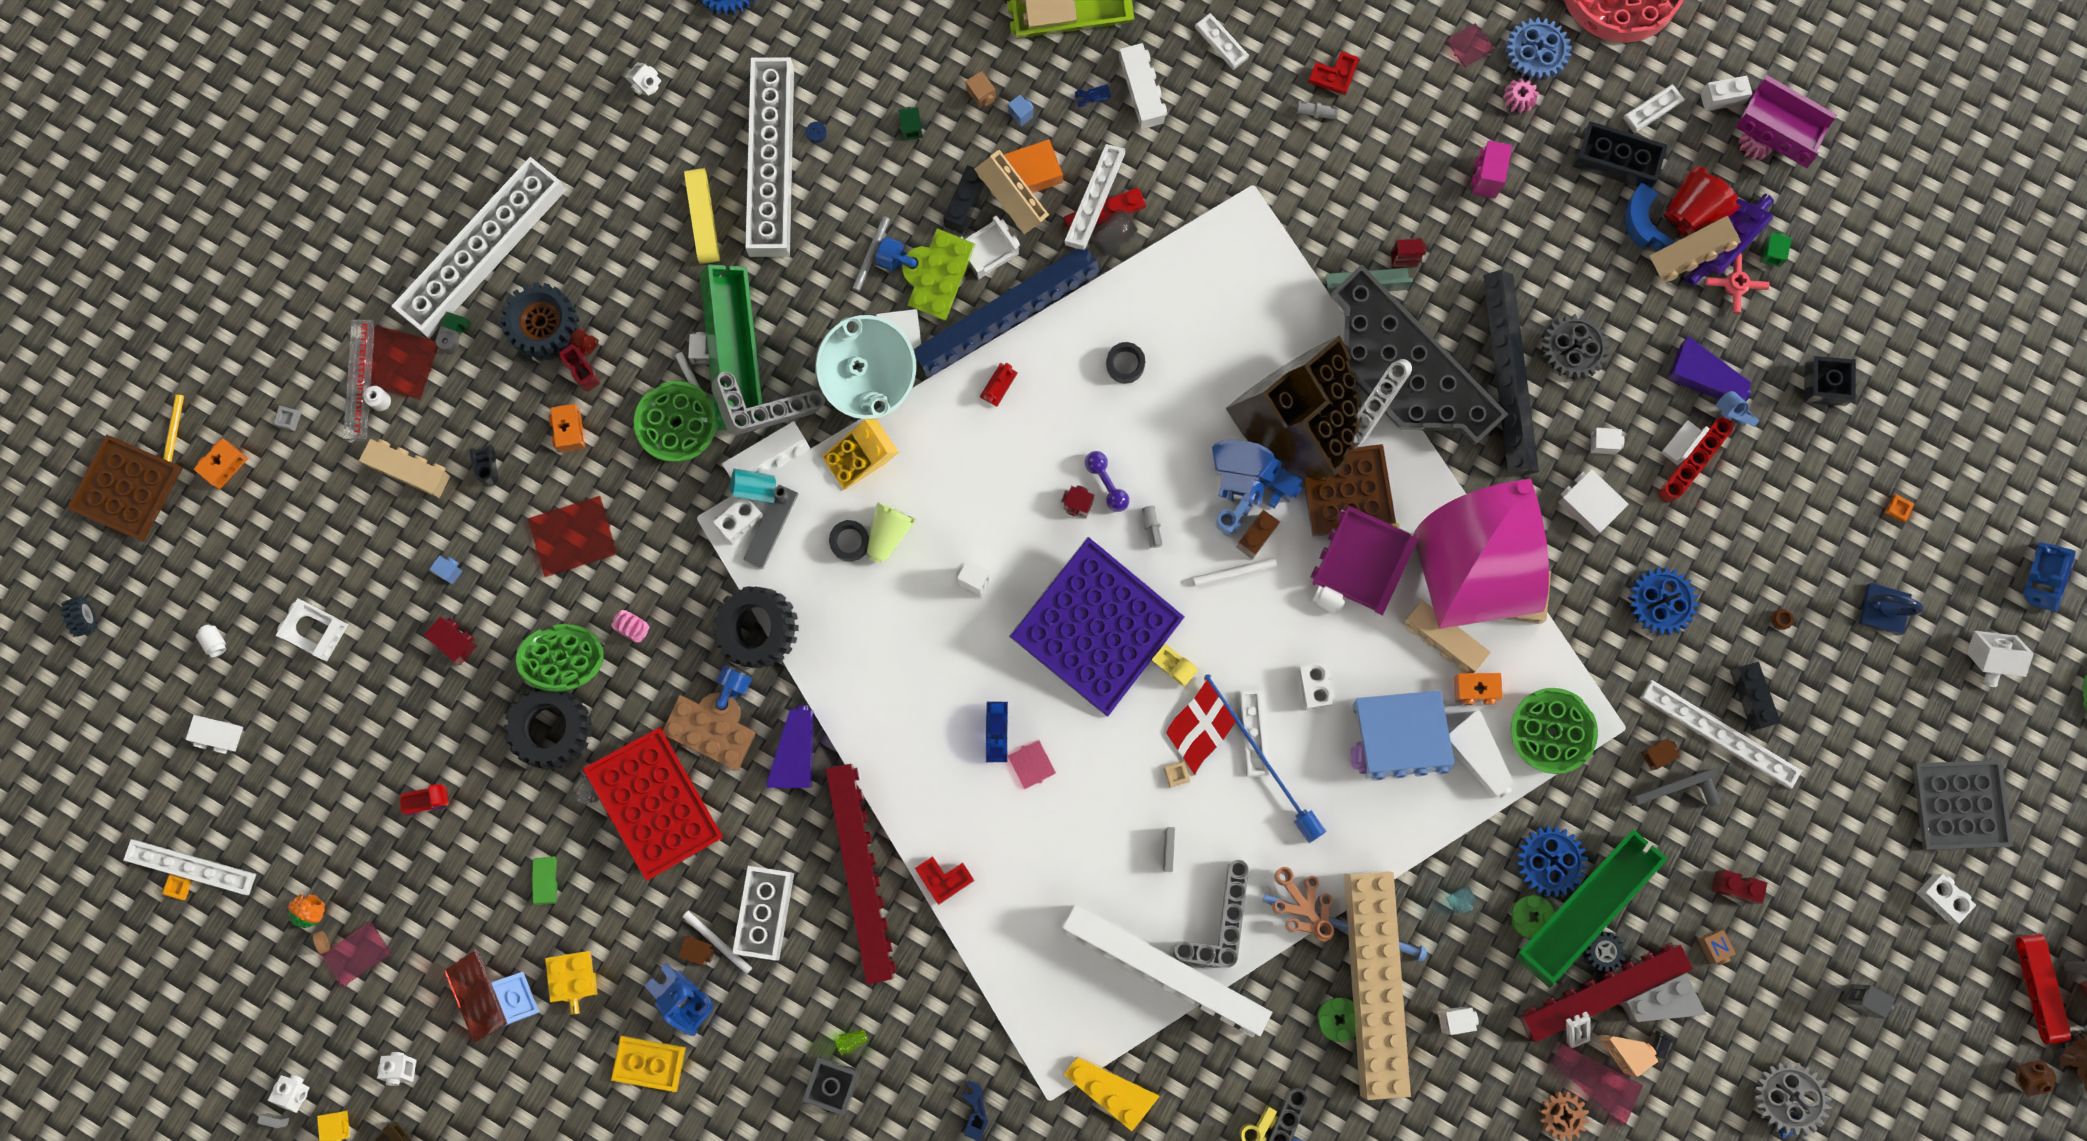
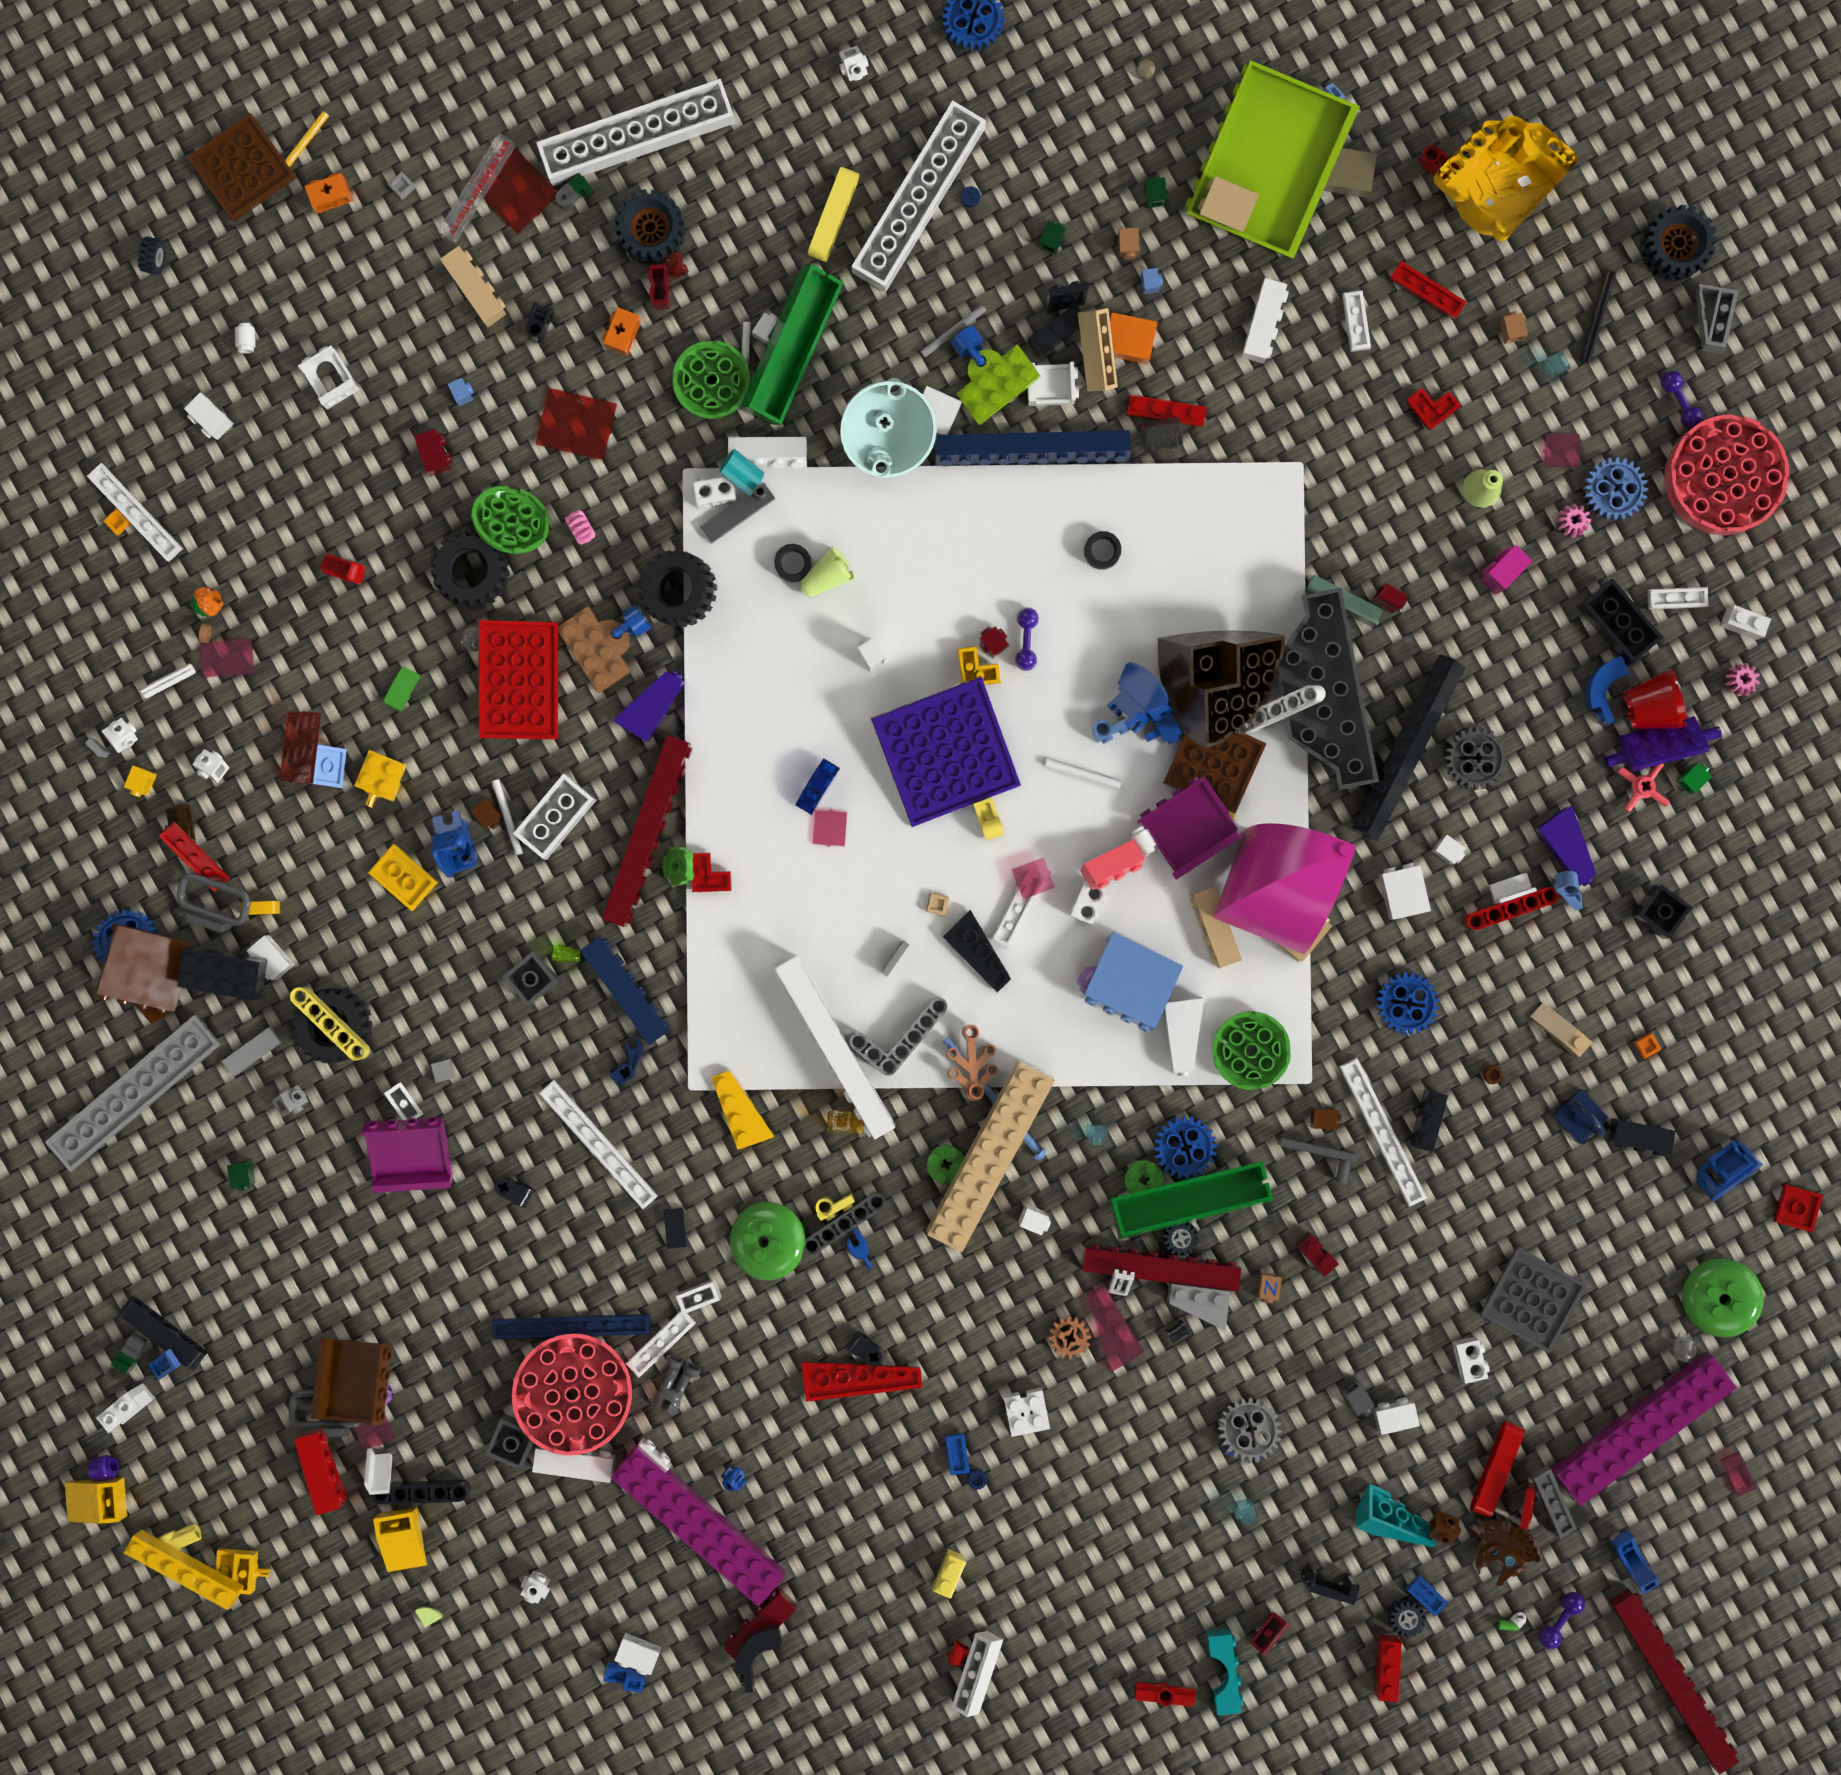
camera: 30 degrees right, 10 degrees up
(309, 1011) = (167, 680): none -> white axle
(377, 398) = (482, 213): white brick -> none
(764, 411) = (786, 416): light grey beam -> none
(860, 453) = (843, 496): yellow slope -> none
(910, 877) = (684, 872): none -> bright green plate
(929, 1040) = (625, 990): none -> dark blue brick
(953, 163) = (1064, 297): none -> black plate
(978, 34) = (1155, 192): none -> dark green brick
(998, 384) = (989, 506): red hinge -> none
(1072, 538) = (970, 667): none -> yellow brick
(1093, 94) = (1219, 303): clear blue bar -> none
(1095, 197) = (1164, 394): white plate -> none
(1152, 526) = (1040, 697): light grey axle -> none
(1205, 726) = (981, 881): flag -> none
(1219, 1039) = (844, 1123): none -> clear yellow brick
(1236, 793) = (976, 949): none -> black wing
(1250, 695) = (1033, 878): none -> clear pink piece
(1258, 534) = (1119, 755): reddish brown piece -> none
(1316, 637) = (1113, 865): none -> coral brick
(1317, 110) = (1396, 430): light grey pin -> none
(1424, 112) = (1482, 487): none -> yellowish green cone
(1489, 683) = (1226, 982): orange brick -> none
(1630, 1055) = (1148, 1323): light nougat slope -> none
(1695, 249) = (1625, 738): tan brick -> none
(1786, 121) = (1776, 677): magenta panel -> none
(1816, 541) = (1561, 1030): none -> tan slope
(1917, 997) = (1395, 1416): none -> white brick
(1953, 593) = (1641, 1137): none -> black brick
(1977, 1103) = (1386, 1518): none -> teal wedge
(1999, 655) = (1641, 1205): white brick -> none

